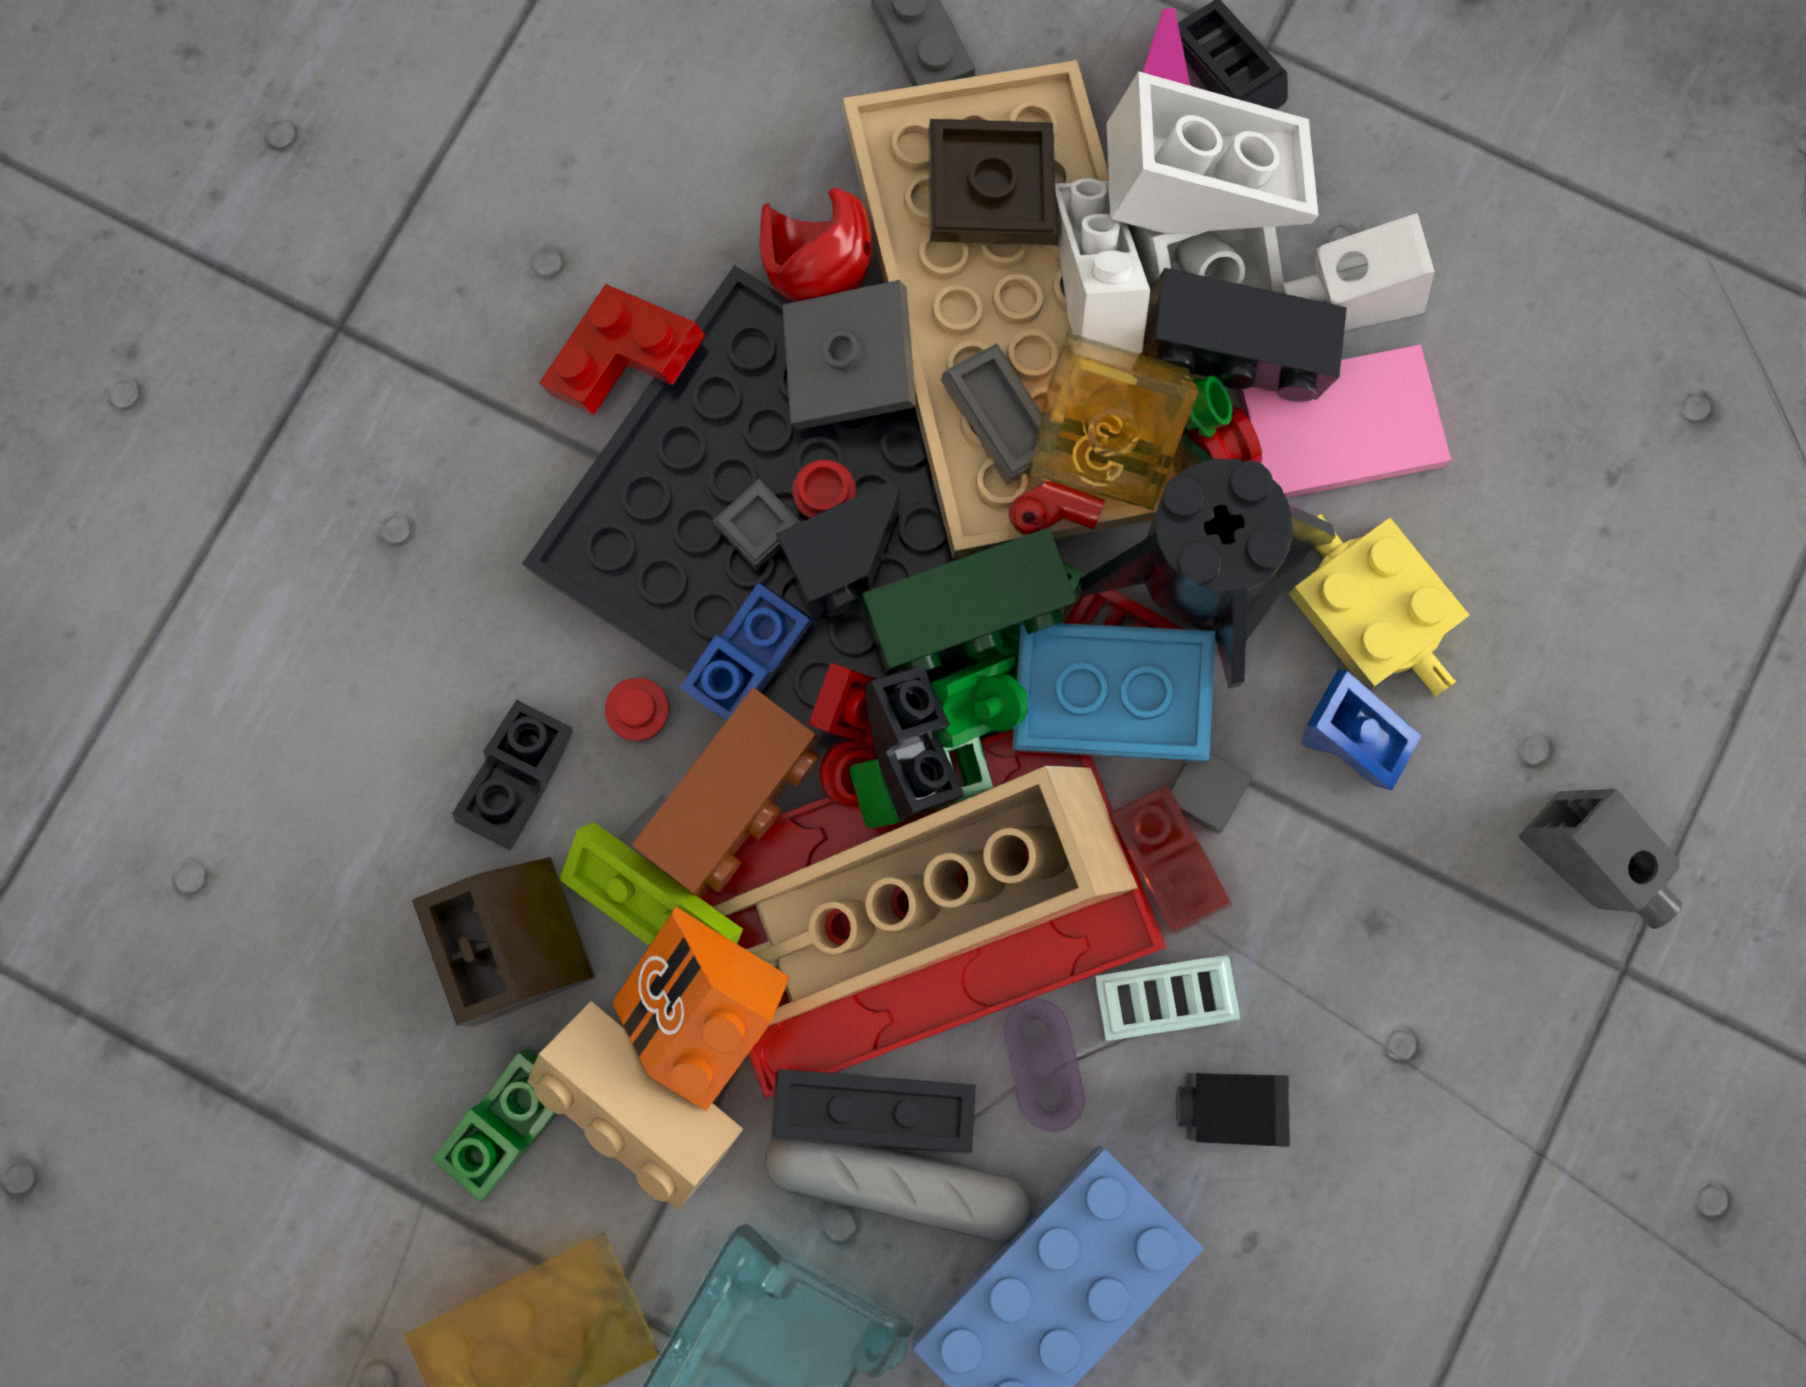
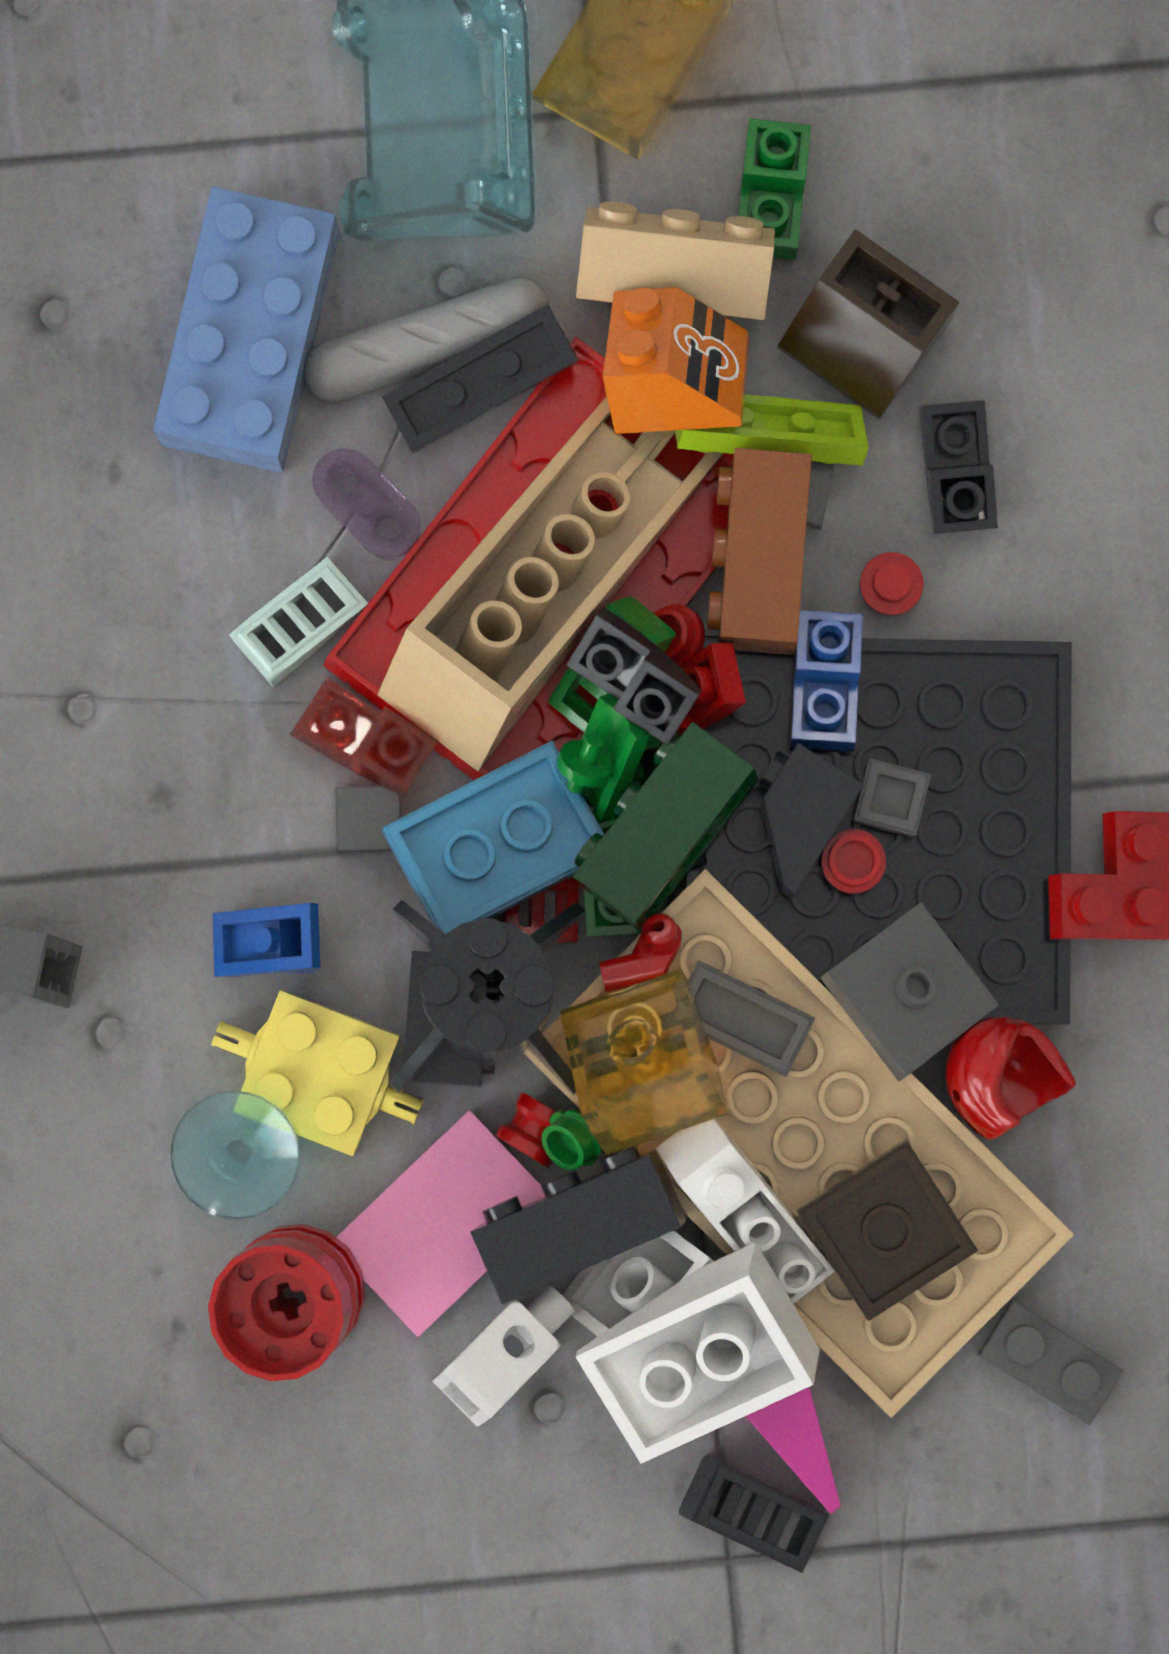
camera: 140 degrees right, 5 degrees up
(1235, 1109) = (193, 558): black slope -> none
(1510, 562) = (215, 1179): none -> clear light blue dish
(1524, 420) = (279, 1335): none -> red wheel

